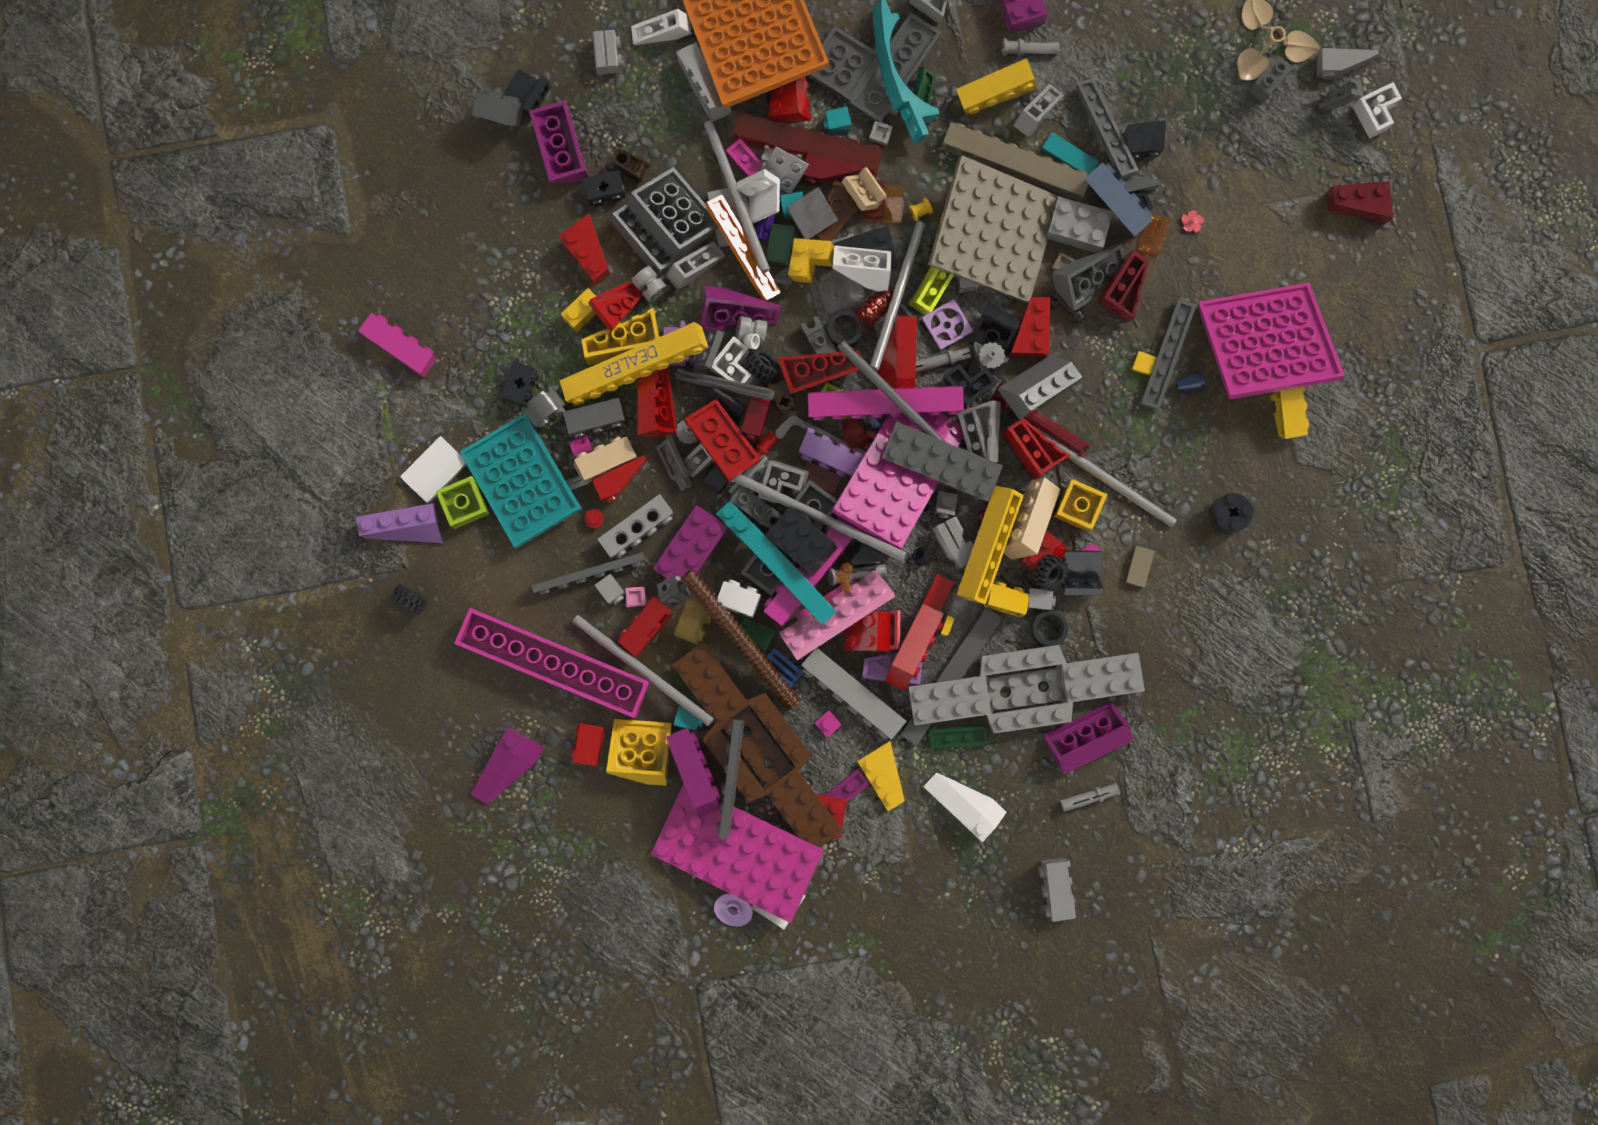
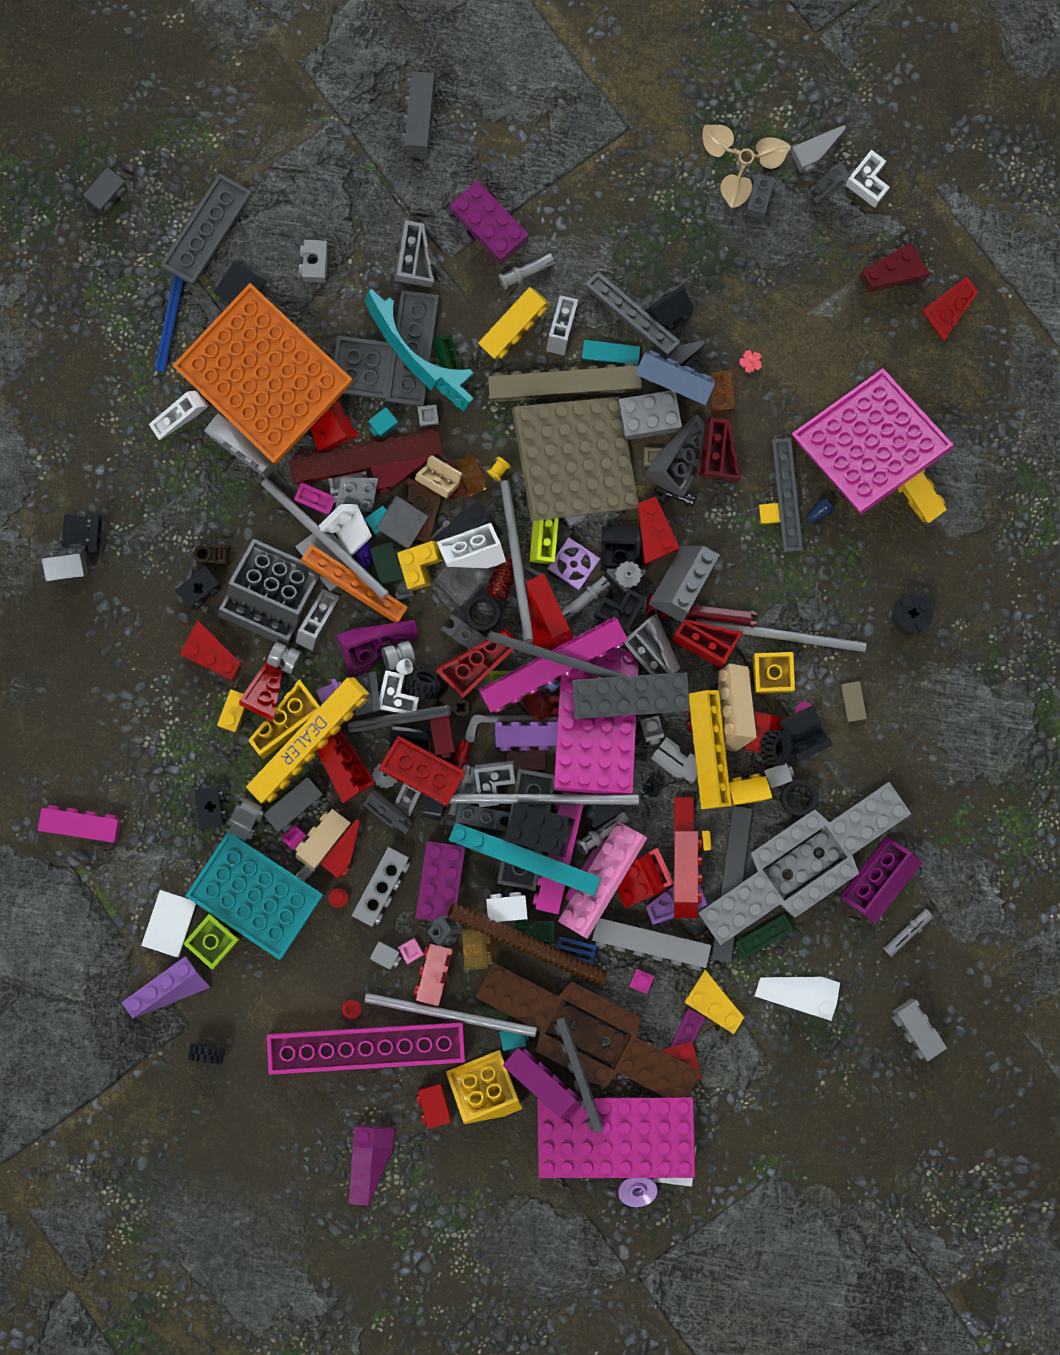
camera: 25 degrees left, 0 degrees up
(557, 623) = (351, 1009): none -> red plate
(559, 143) = (137, 567): magenta slope -> none
(581, 576) = (352, 955): dark grey plate -> none
(606, 52) = (138, 460): light grey brick -> none
(844, 575) = (592, 841): clear orange arm -> none
(1394, 257) = (949, 307): none -> red wing

